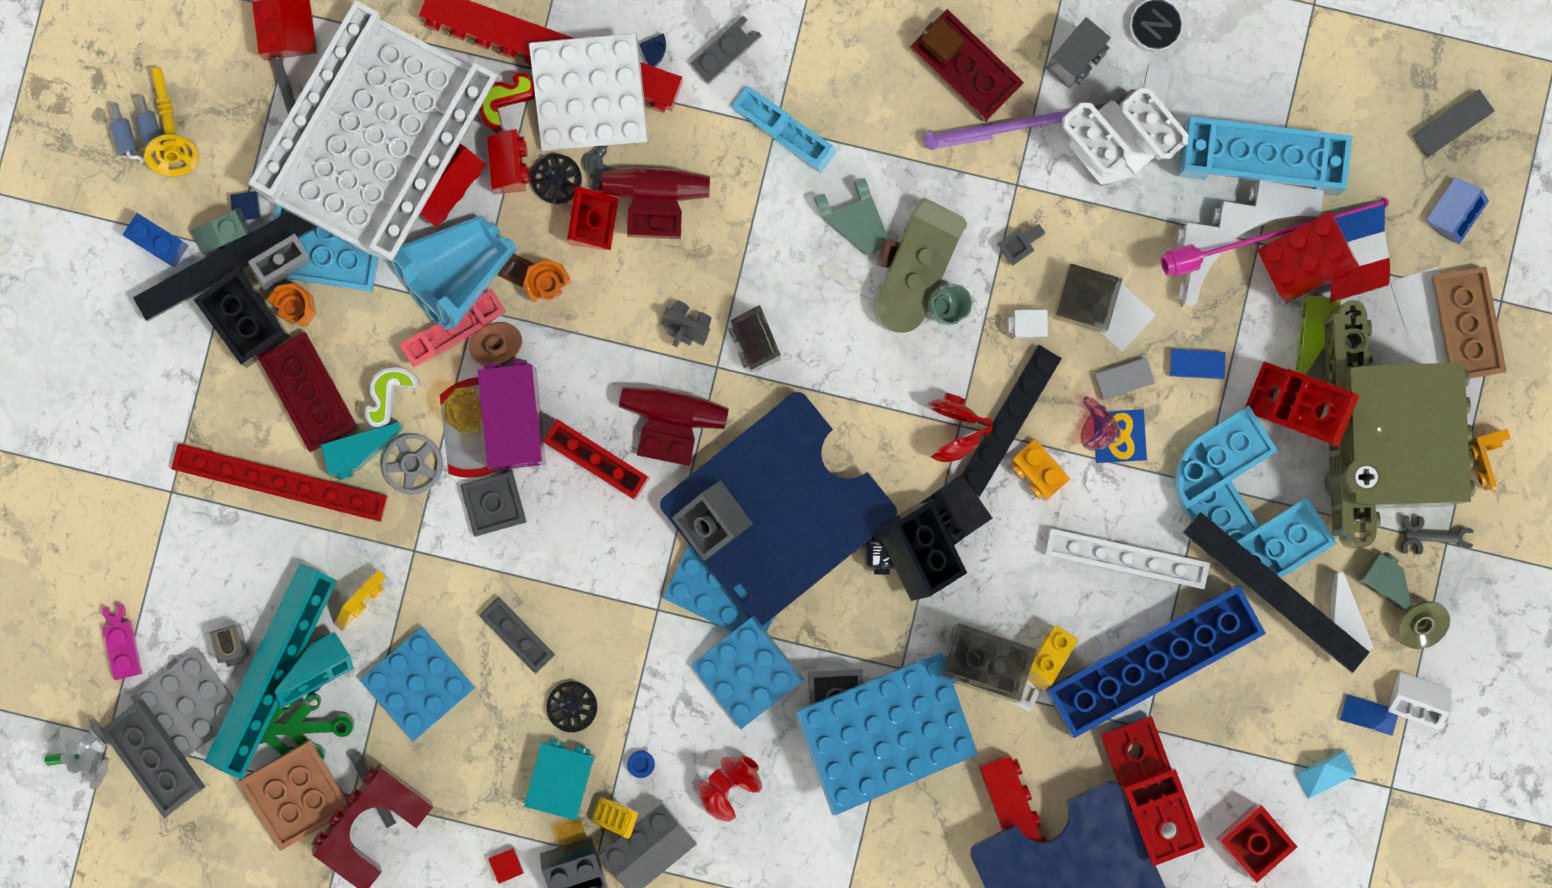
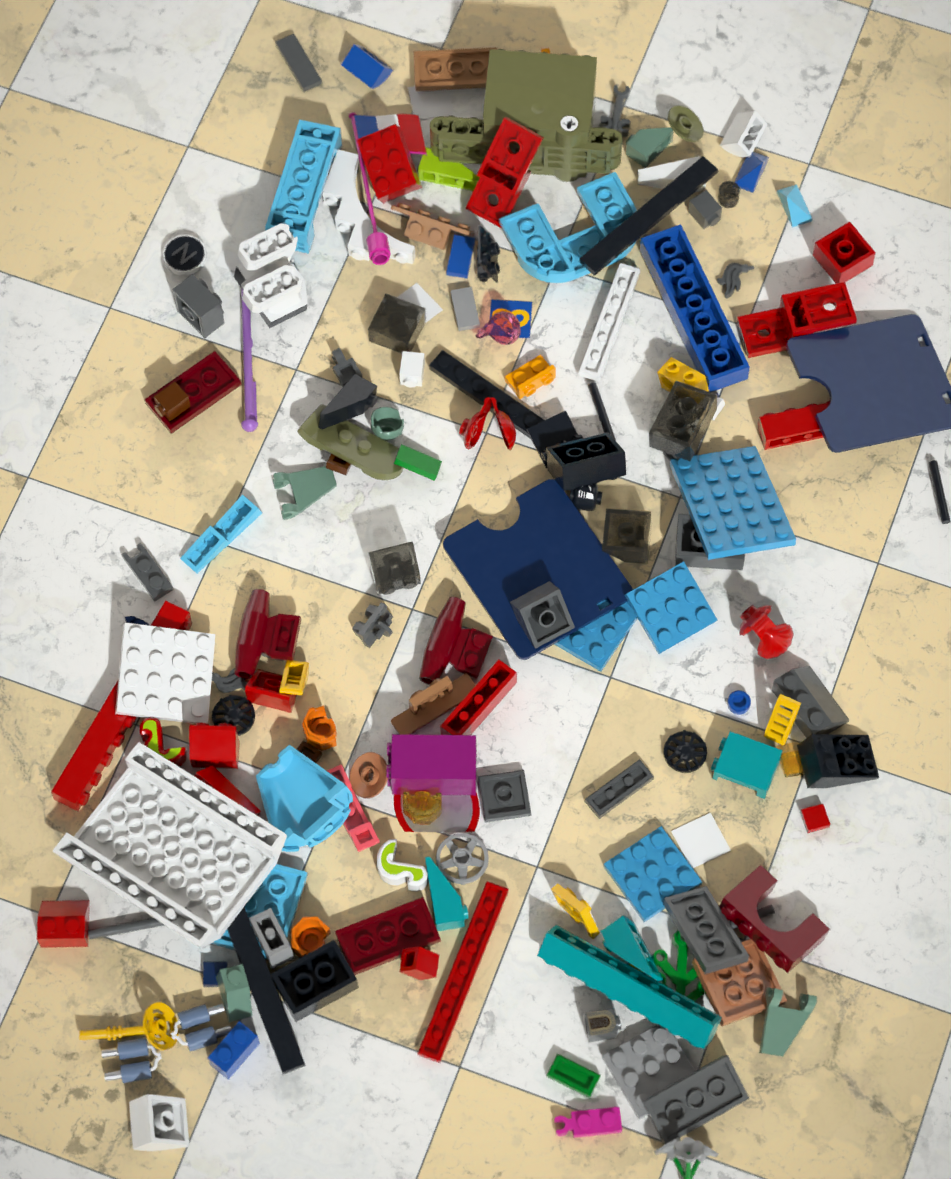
camera: 80 degrees left, 20 degrees down
(66, 171) = (158, 1123): none -> white slope
(172, 619) = (573, 1076): none -> green tile
(191, 192) = (197, 1016): none -> sand blue piece
(253, 849) = (782, 1023): none -> sand green flag
(275, 432) = (419, 963): none -> red brick
(346, 751) = (705, 930): none -> dark grey plate
(466, 735) = (701, 840): none -> white sticker
(596, 411) = (432, 703): none -> medium nougat bracket
(619, 241) = (294, 677): none -> yellow slope
(833, 610) = (627, 535): none -> clear smoke slope
(902, 348) = (417, 462): none -> green tile
(971, 256) = (349, 402): none -> black slope
(1002, 562) = (600, 409): none -> black bar
(1196, 397) = (487, 256): none -> black hinge
(1210, 704) = (731, 277): none -> dark grey piece
(1231, 319) = (429, 230): none -> medium nougat bracket
(1300, 662) = (705, 210): none -> dark grey brick
(1334, 689) = (728, 194): none -> clear smoke wheel

